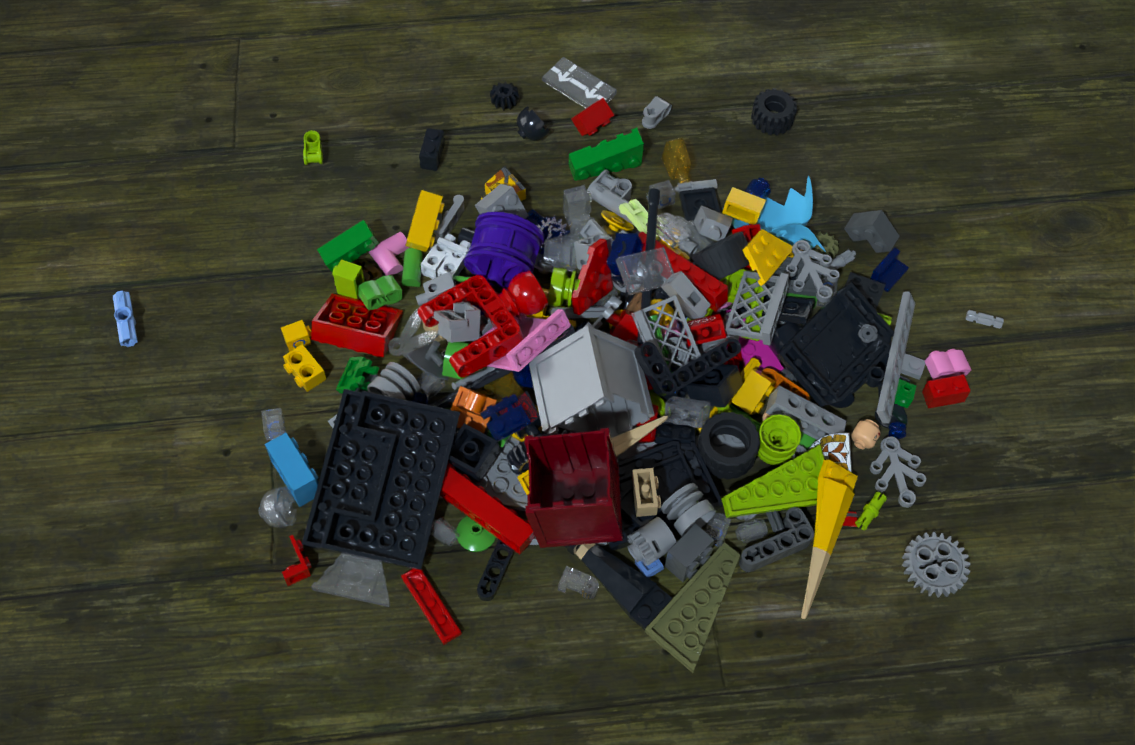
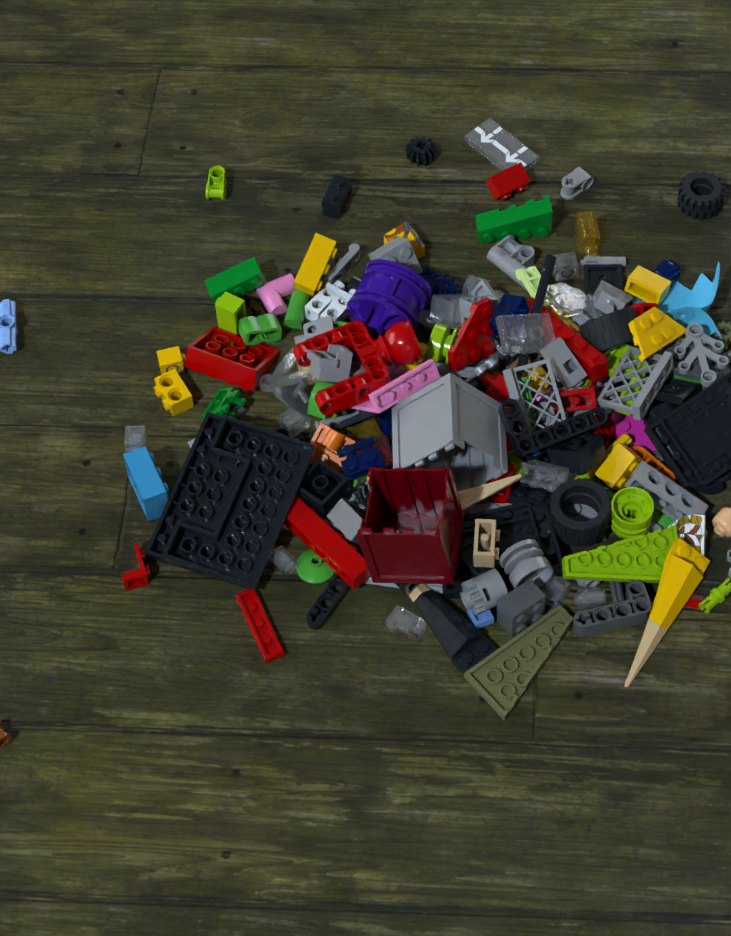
camera: 15 degrees right, 5 degrees down
(277, 508) = (126, 517): clear cylinder -> none
(355, 579) = (190, 592): clear wing -> none
(394, 382) = (260, 412): light grey wheel -> none
(505, 484) = (347, 519): none -> brick
(531, 125) = (442, 183): black cylinder -> none
(576, 201) = (474, 263): clear brick -> none
(616, 222) = (512, 287): yellow dish -> none

